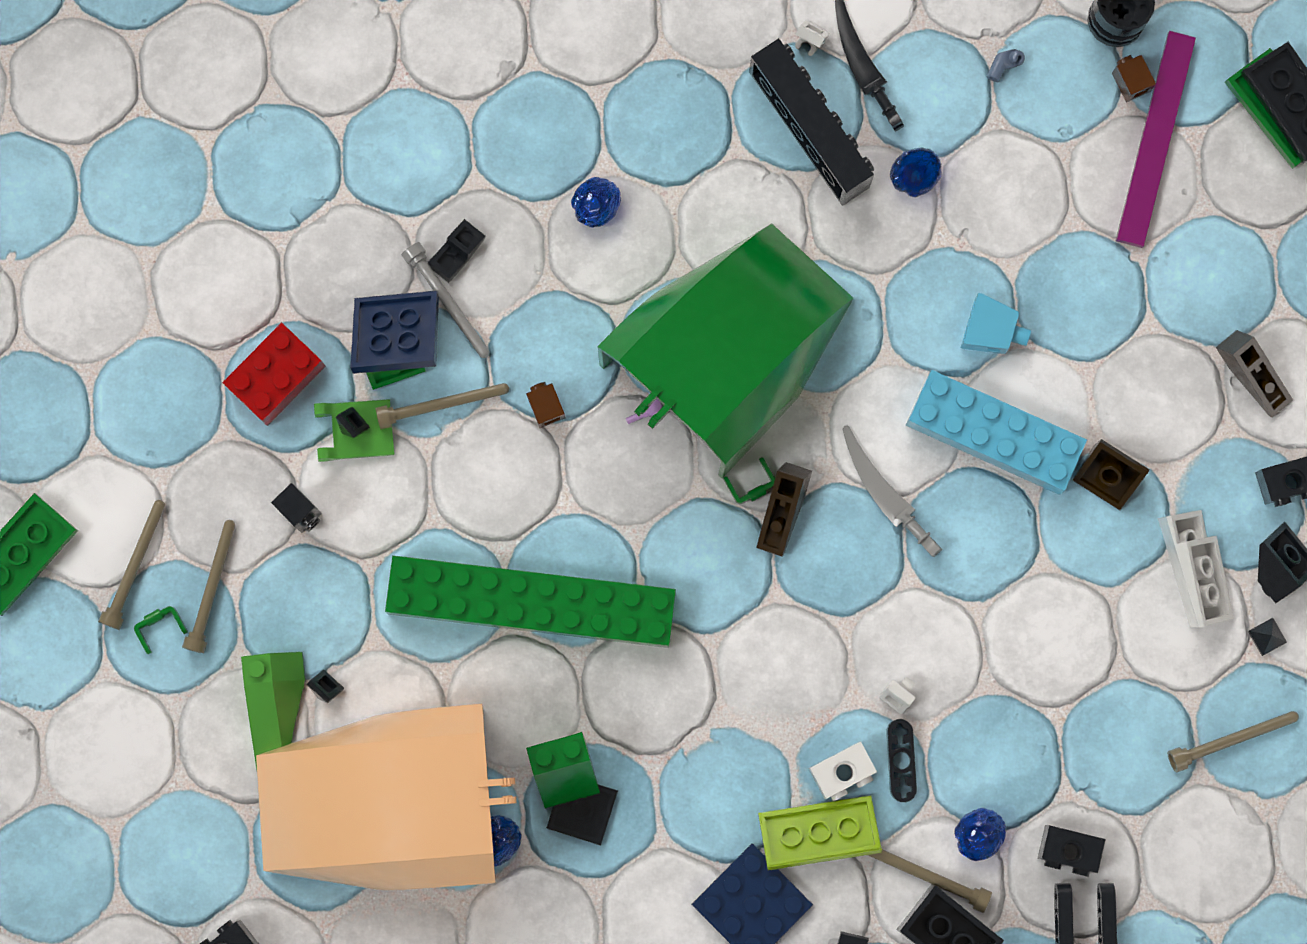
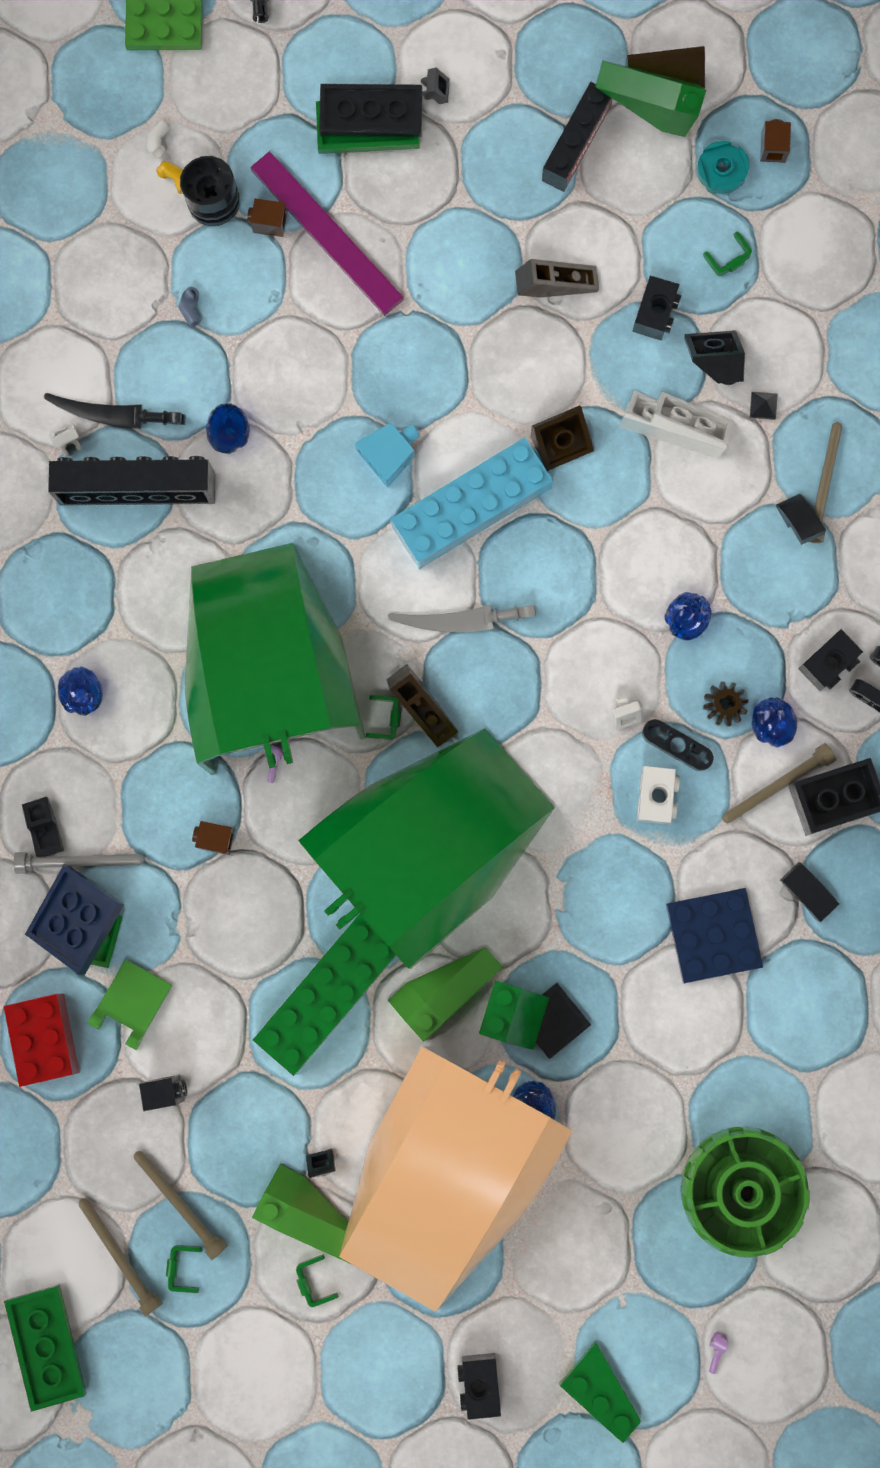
camera: 50 degrees left, 0 degrees up
(211, 743) = (304, 1286): none -> green piece
(351, 423) = (123, 1002): black slope -> none
(388, 416) = (138, 968): dark tan piece -> none
(539, 693) = (438, 994): none -> bright green wedge
(665, 596) = (429, 843): none -> green windscreen
(819, 832) = (693, 845): lime tile -> none
(962, 787) = (730, 713): none -> dark brown gear
(1025, 694) = (688, 616): none -> clear blue hair
(1183, 738) = (801, 518): none -> black slope

